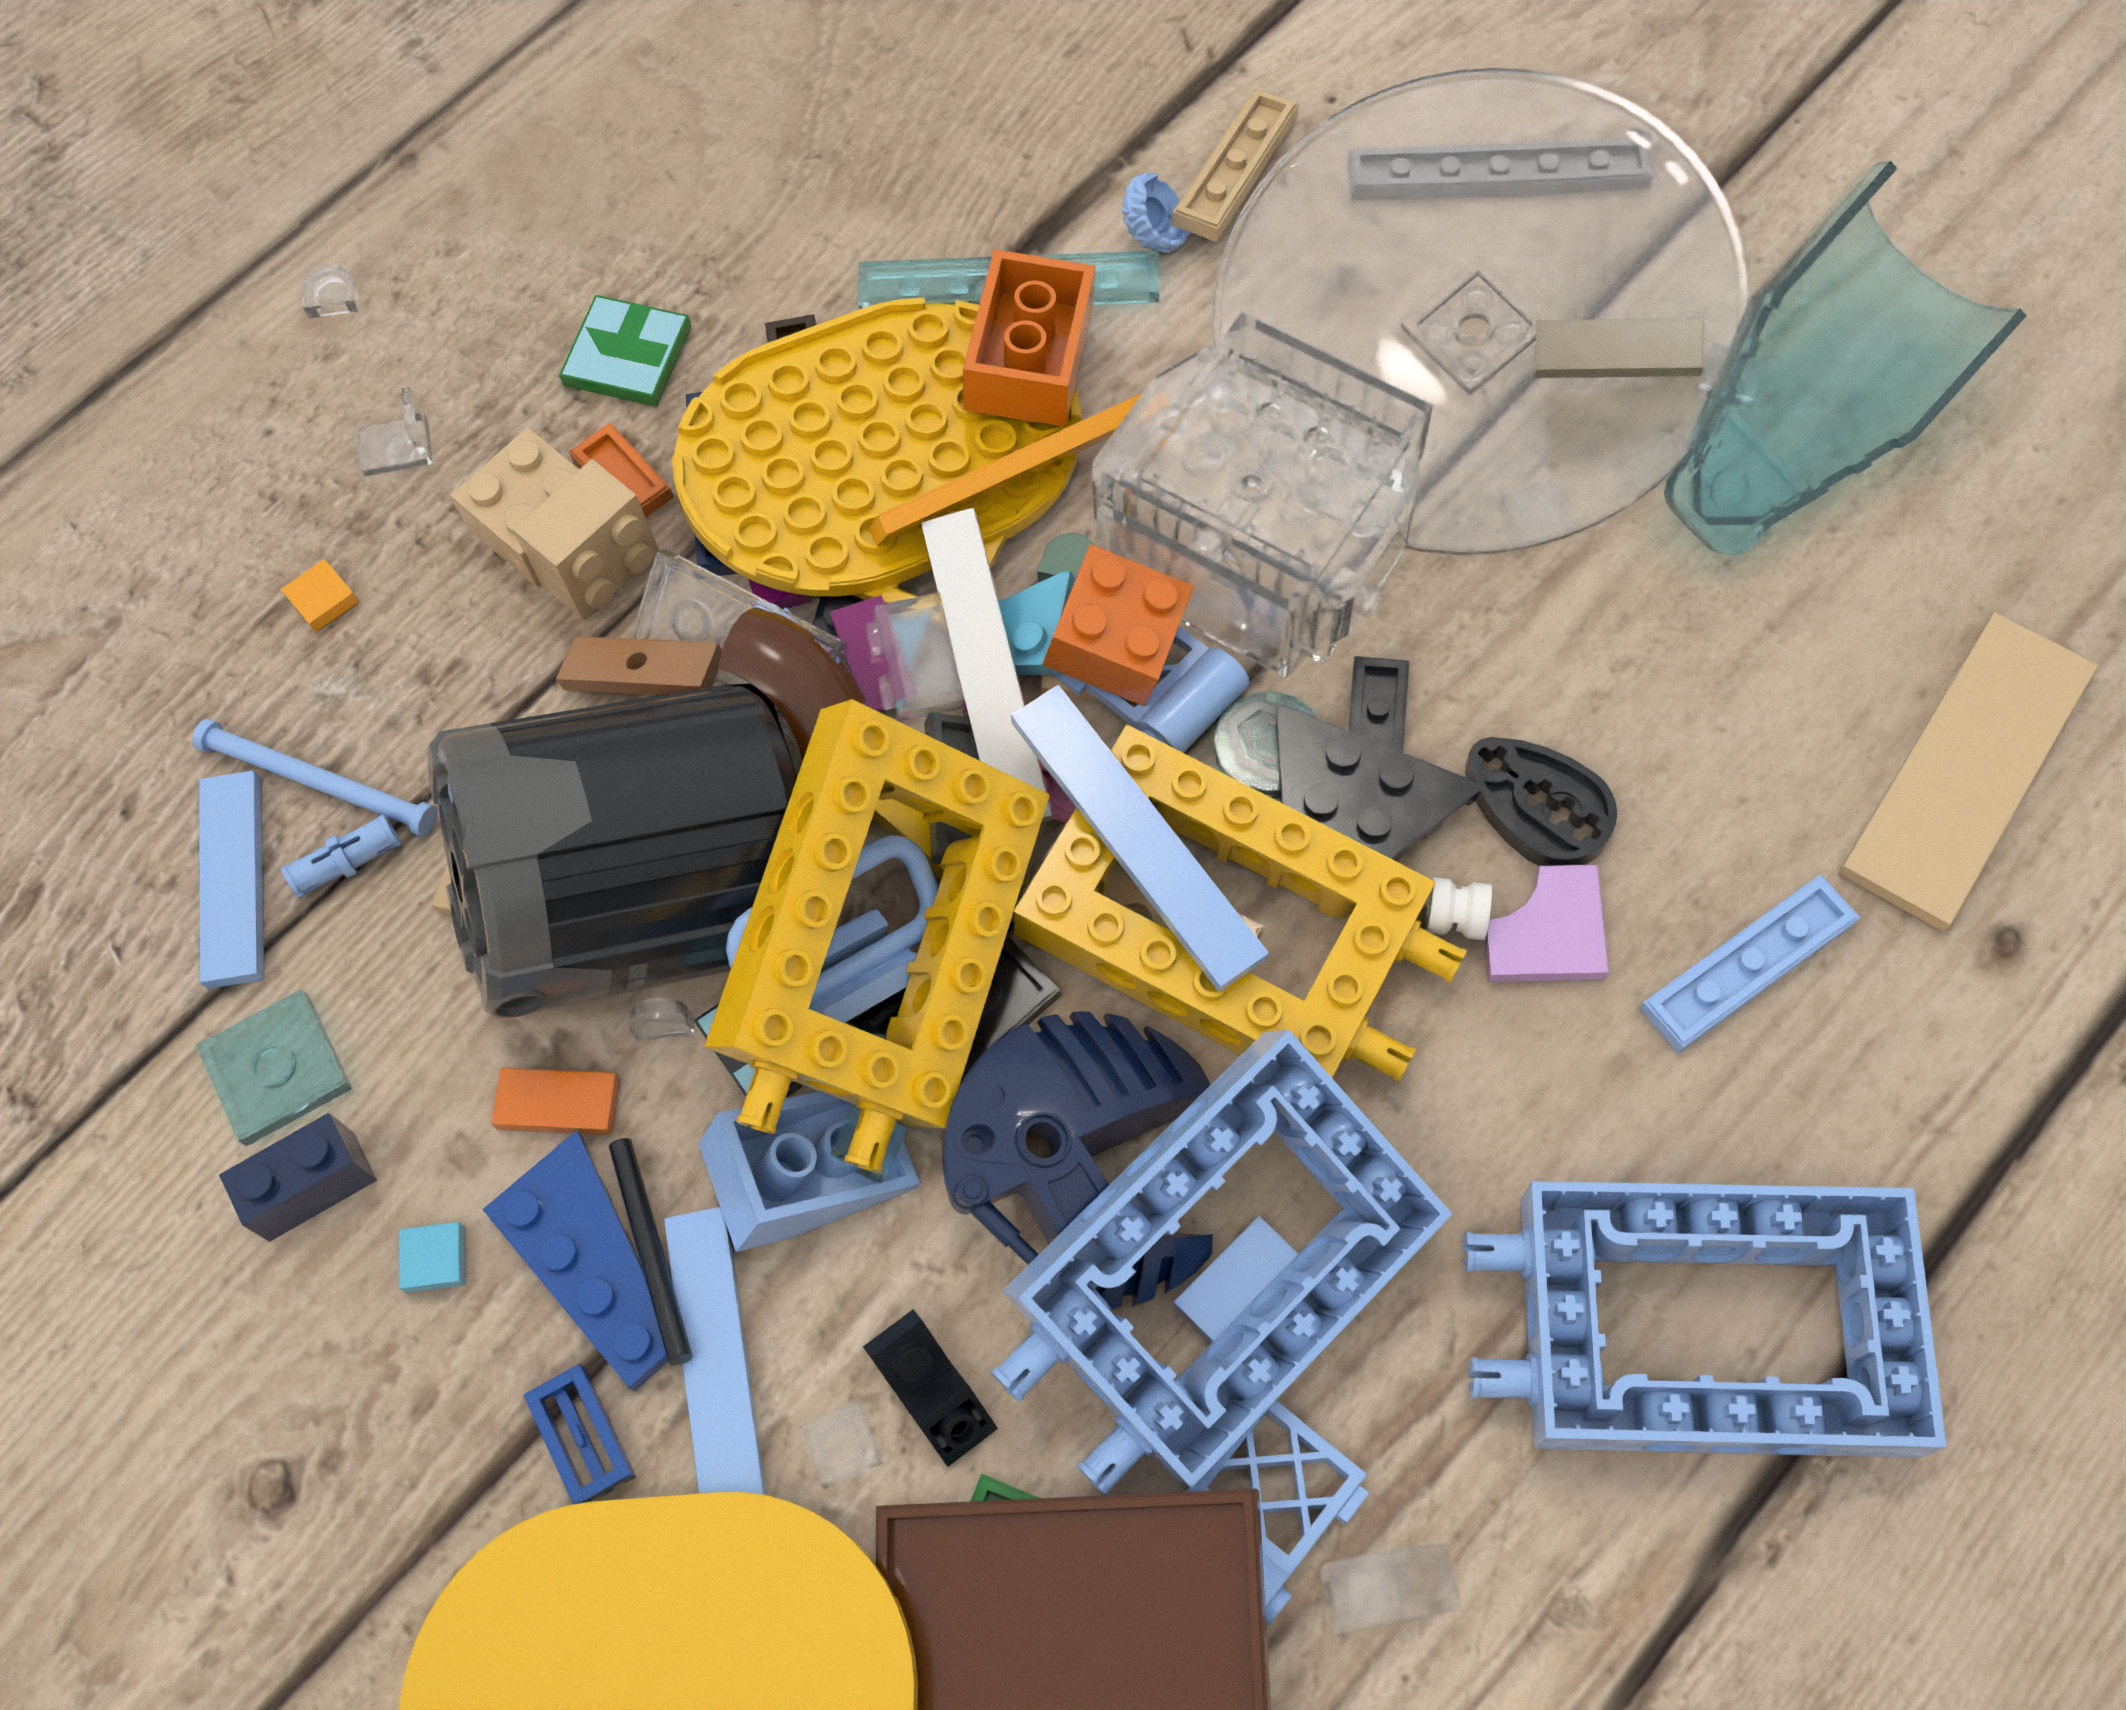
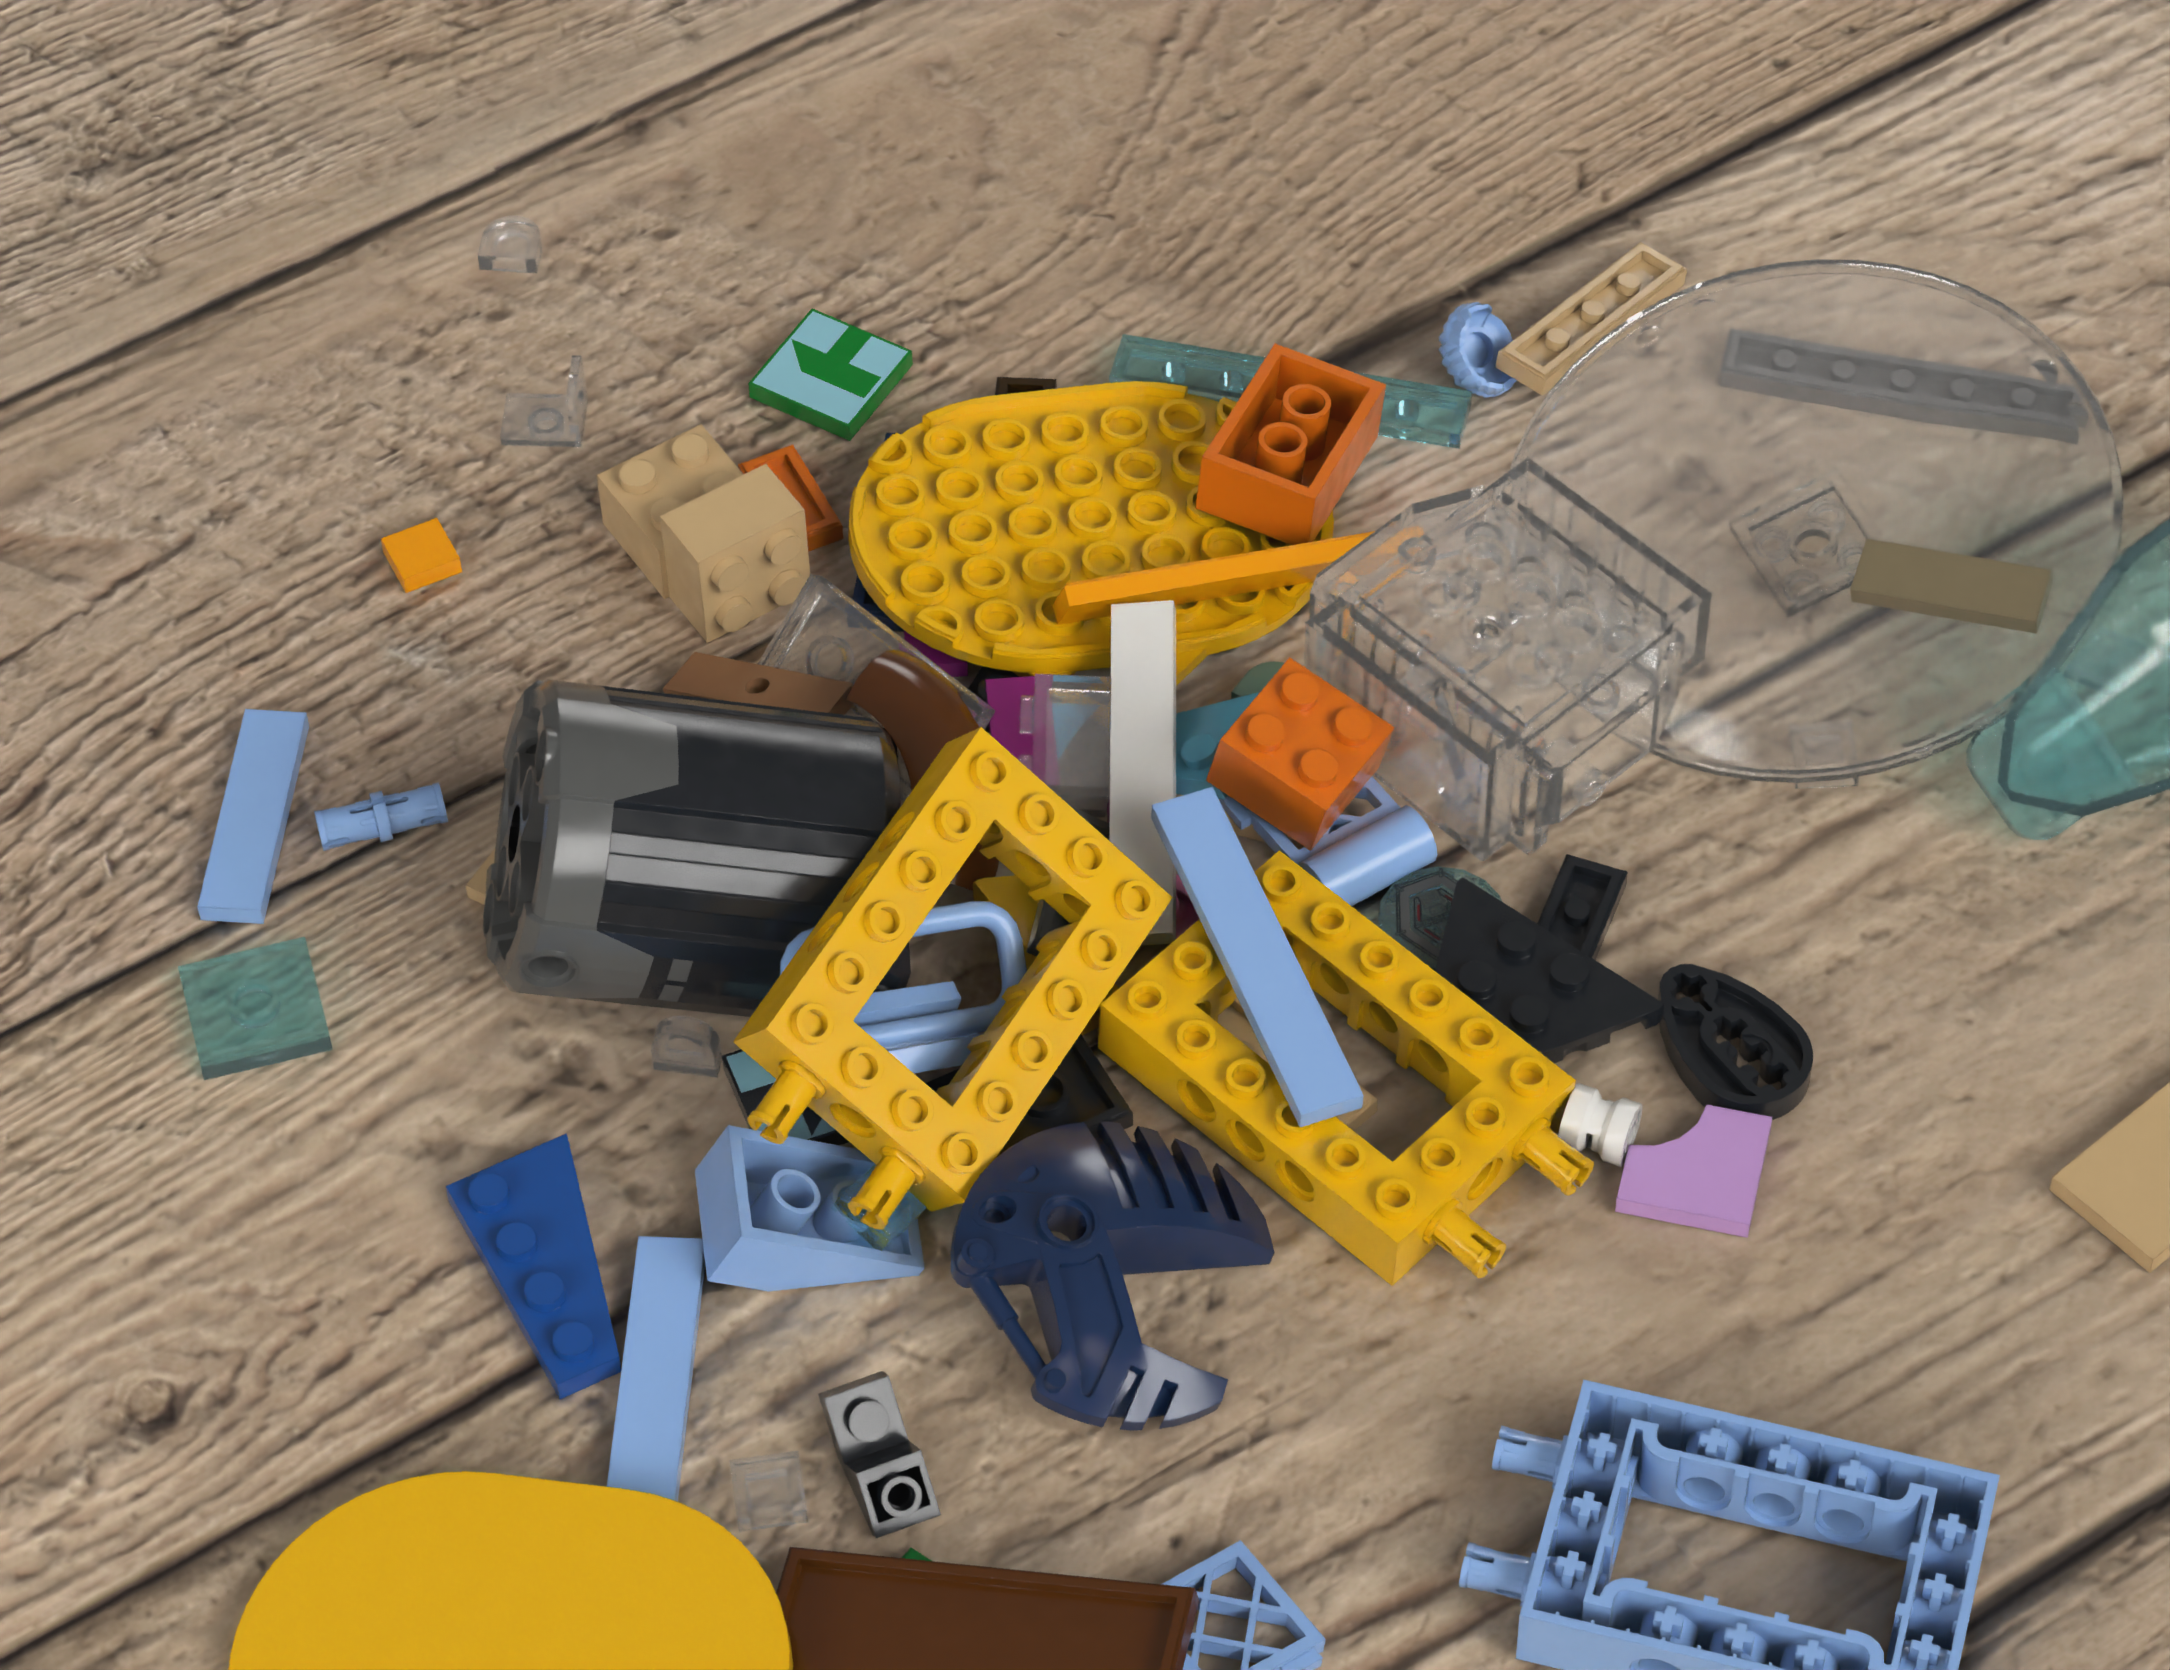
camera: 10 degrees right, 15 degrees down
(211, 736) = (266, 670): light blue bar -> none
(297, 1177) = (260, 1110): dark blue brick -> none
(432, 1257) = (378, 1223): medium azure tile -> none
(556, 1101) = (550, 1104): orange tile -> none
(602, 1481) = (479, 1371): blue tile -> none
(650, 1252) = (615, 1263): black bar -> none
(1235, 1279) = (1243, 1434): light blue tile -> none
(1280, 1333) = (1046, 1391): light blue brick -> none
(1749, 963) = (1915, 1253): light blue tile -> none

